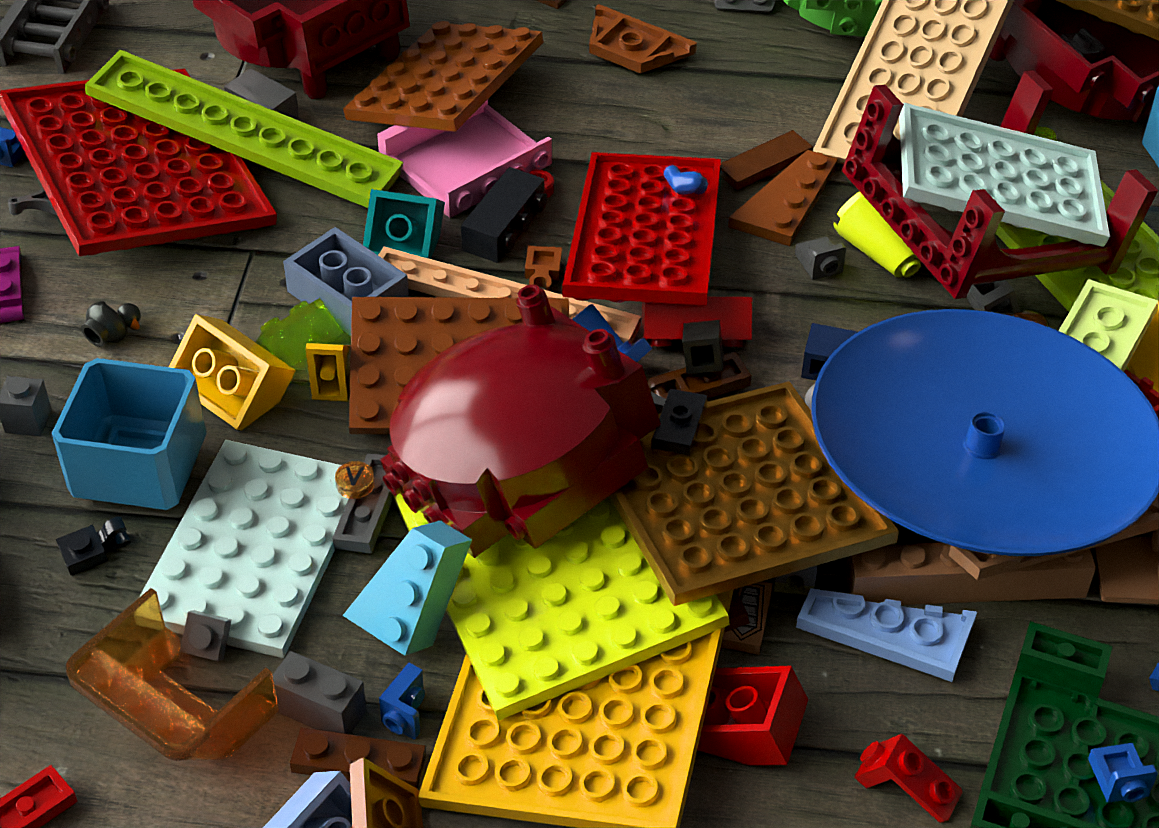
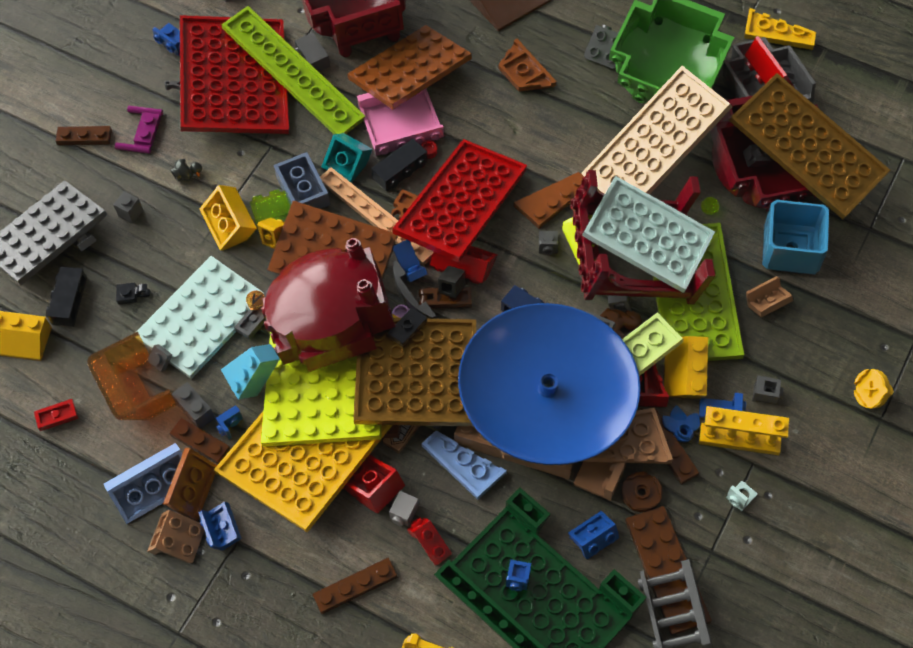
camera: 25 degrees right, 15 degrees up
(130, 433) = (158, 233): dark azure plate -> none
(685, 182) = (494, 179): blue arm -> none
(763, 160) = (553, 170): reddish brown tile -> none
(831, 740) = (403, 509): none -> light grey brick

